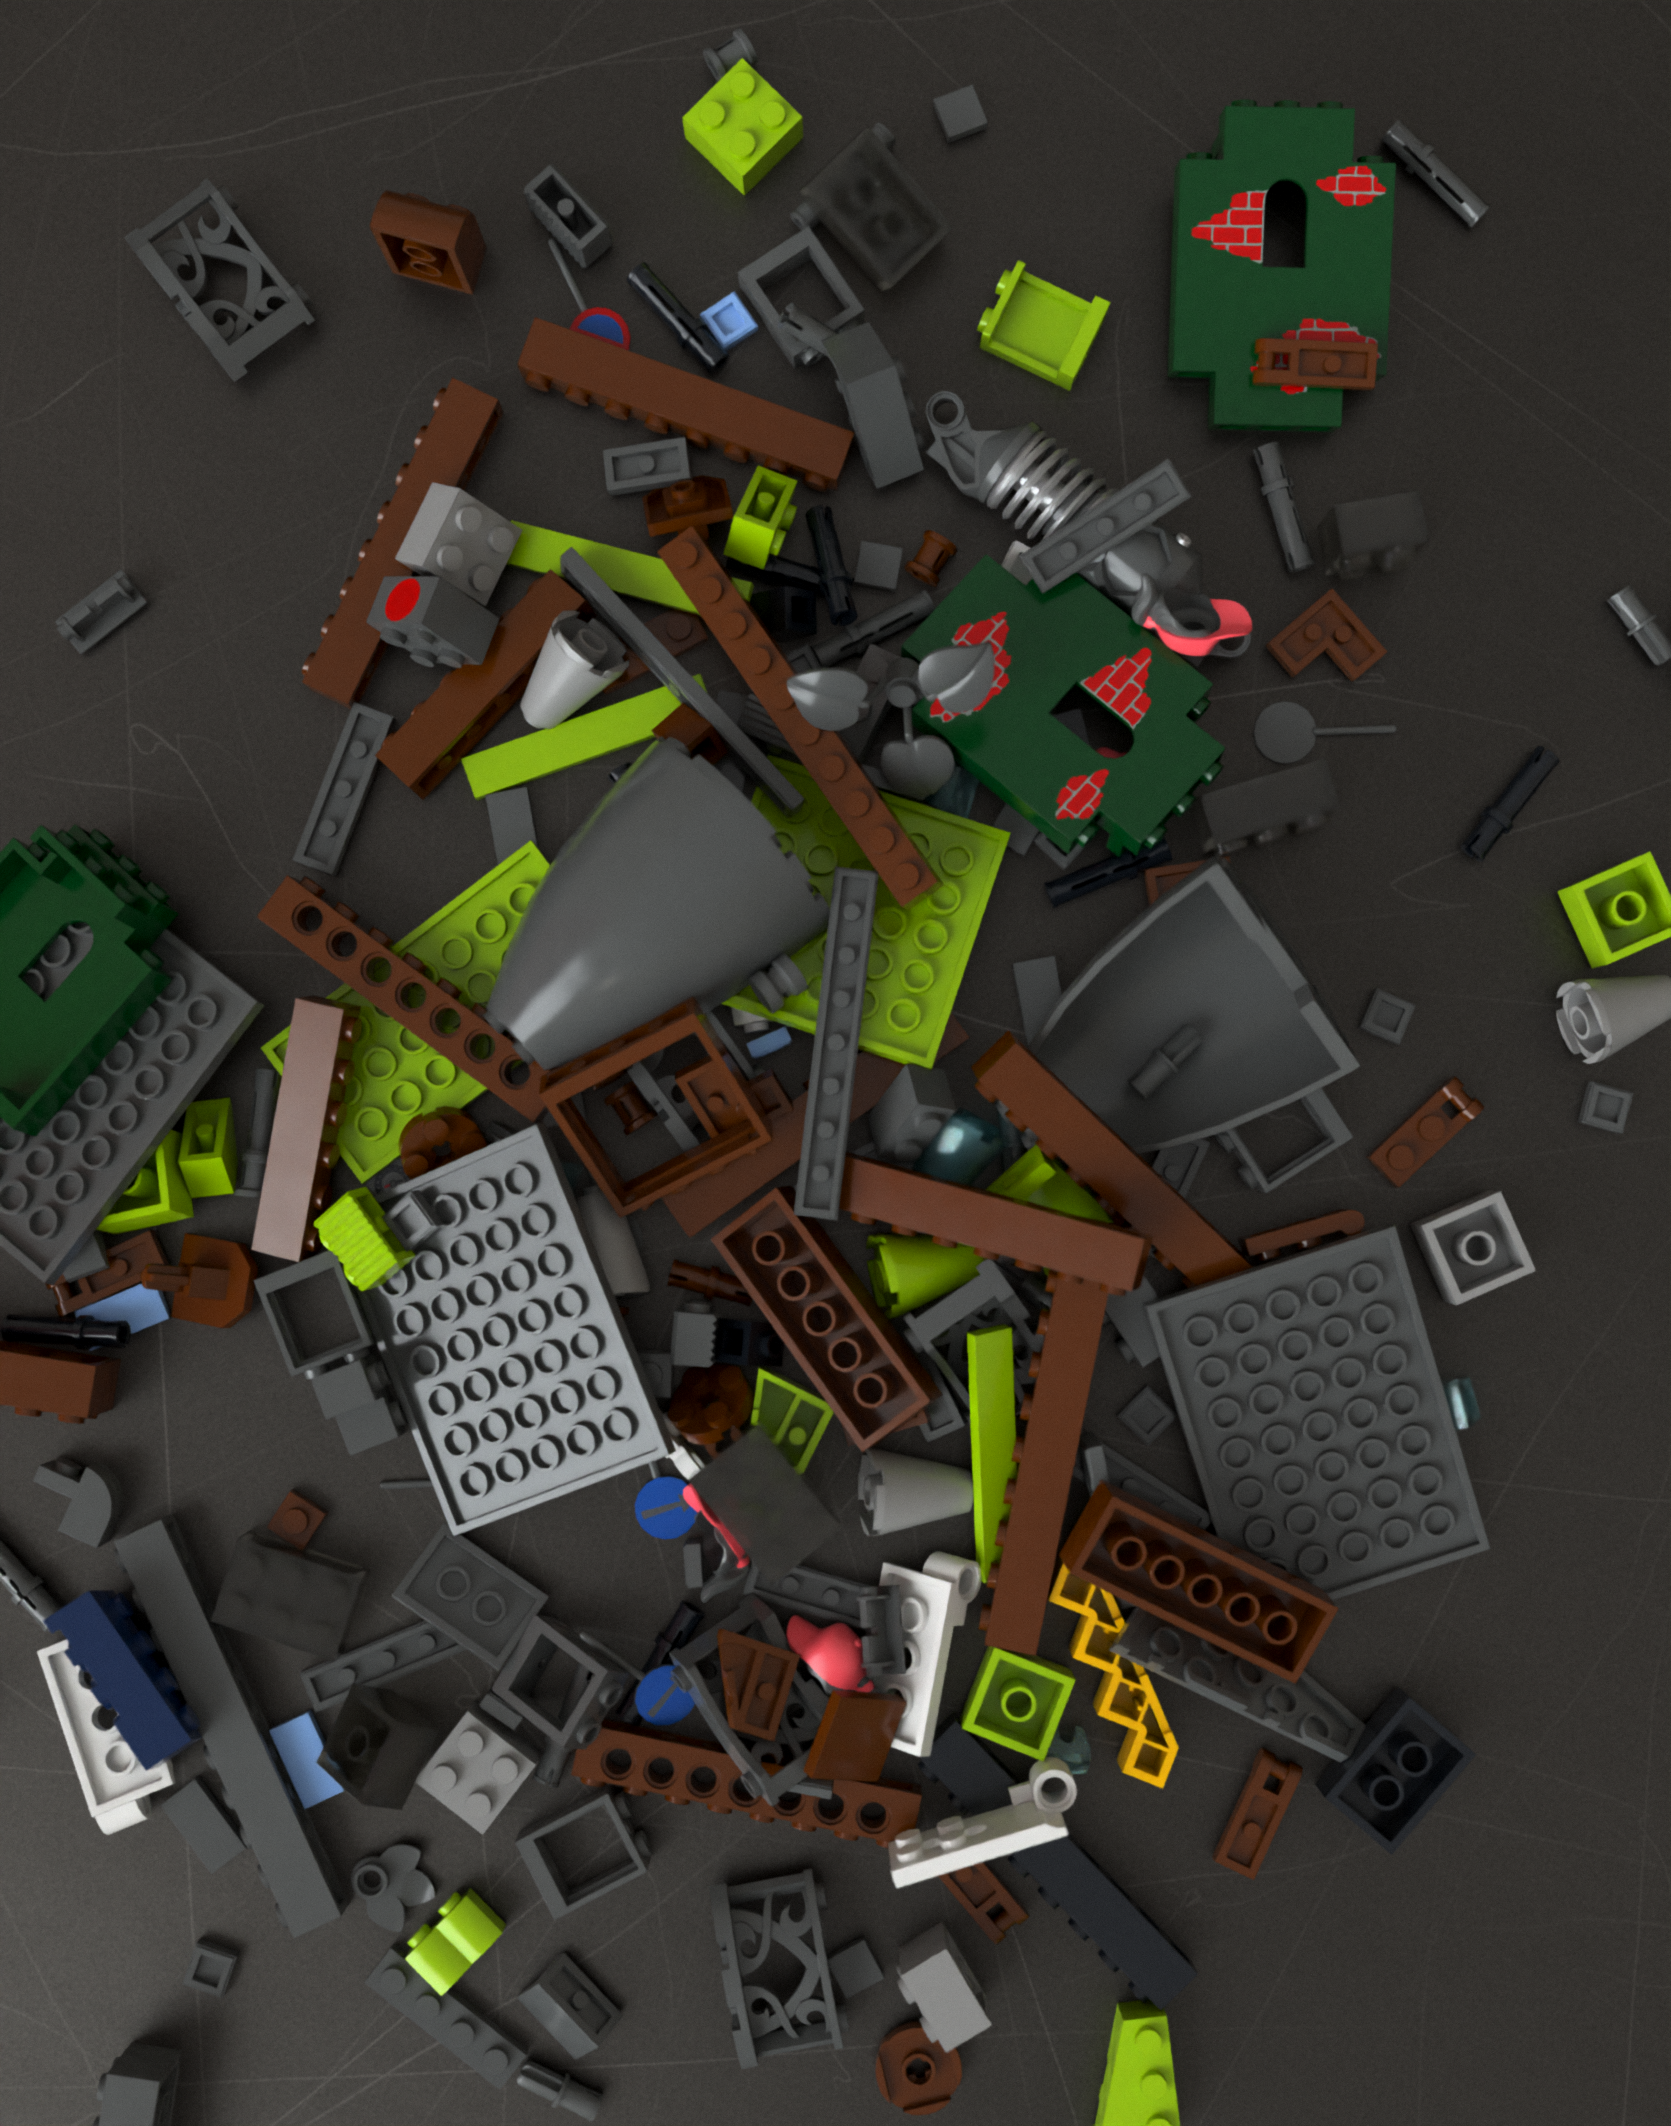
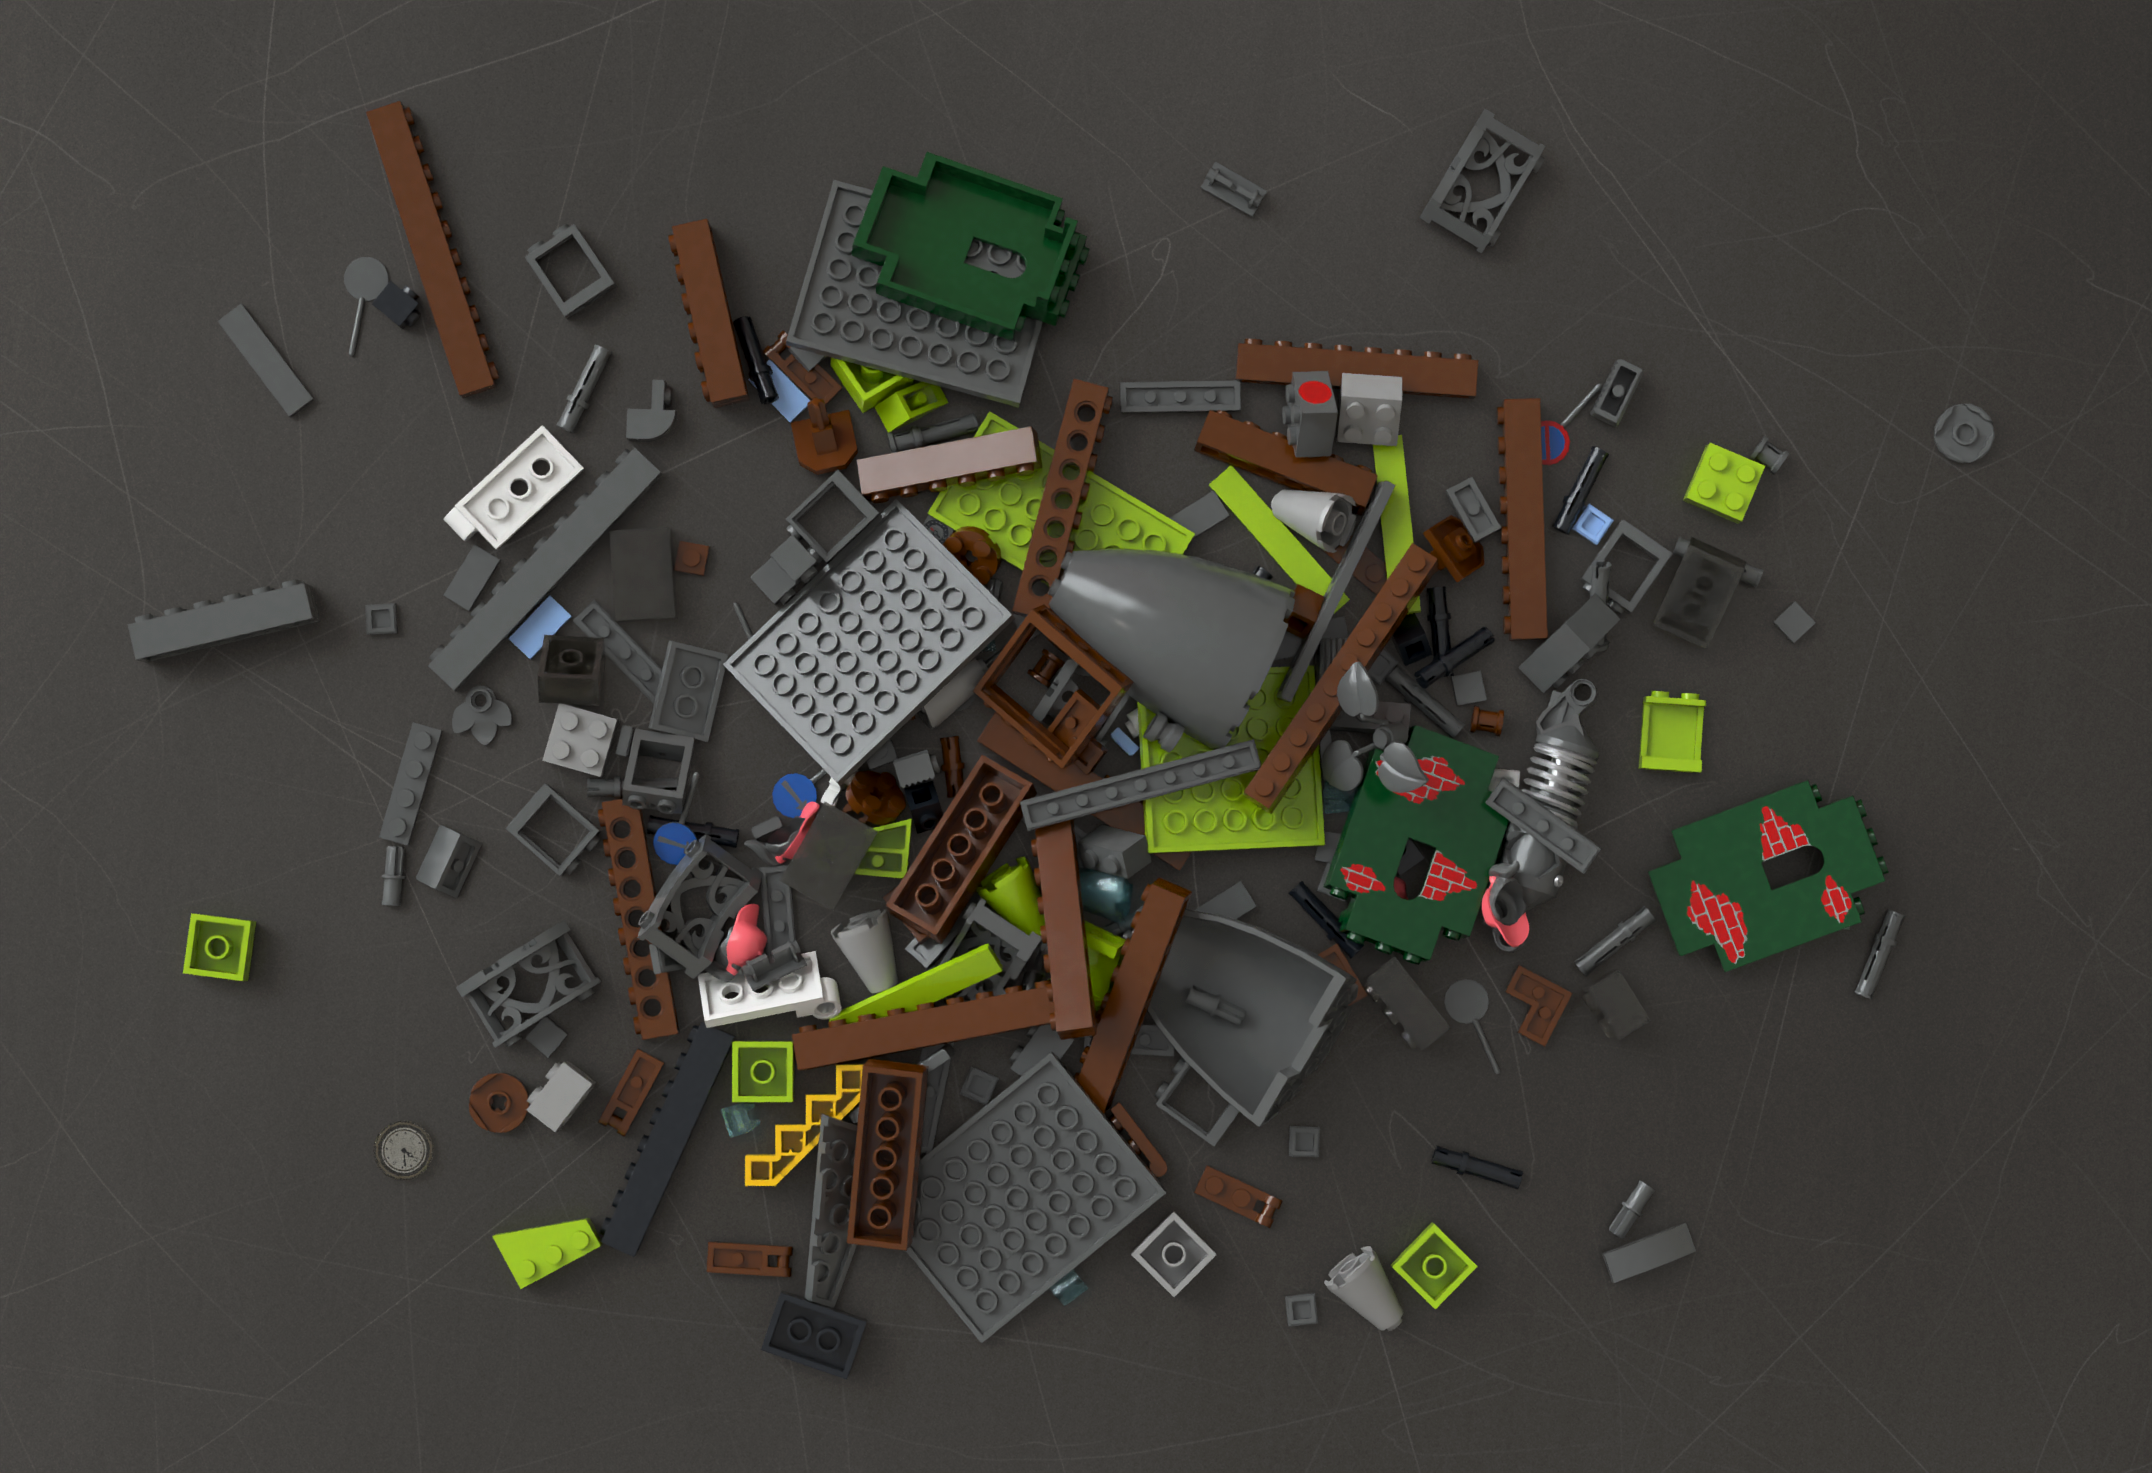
camera: 70 degrees right, 0 degrees up
(126, 1675) = (554, 492): dark blue wedge -> none
(362, 1239) = (892, 530): lime brick -> none
(412, 1220) = (917, 557): dark grey tile -> none
(429, 240) = (1561, 310): reddish brown brick -> none
(454, 1941) = (462, 769): lime brick -> none
(755, 1683) = (710, 896): reddish brown wing -> none
(760, 518) = (1465, 599): lime brick -> none
(854, 1736) = (701, 973): reddish brown tile -> none
(961, 1842) = (696, 1106): white hinge -> none
(1316, 364) = (1710, 922): reddish brown plate -> none

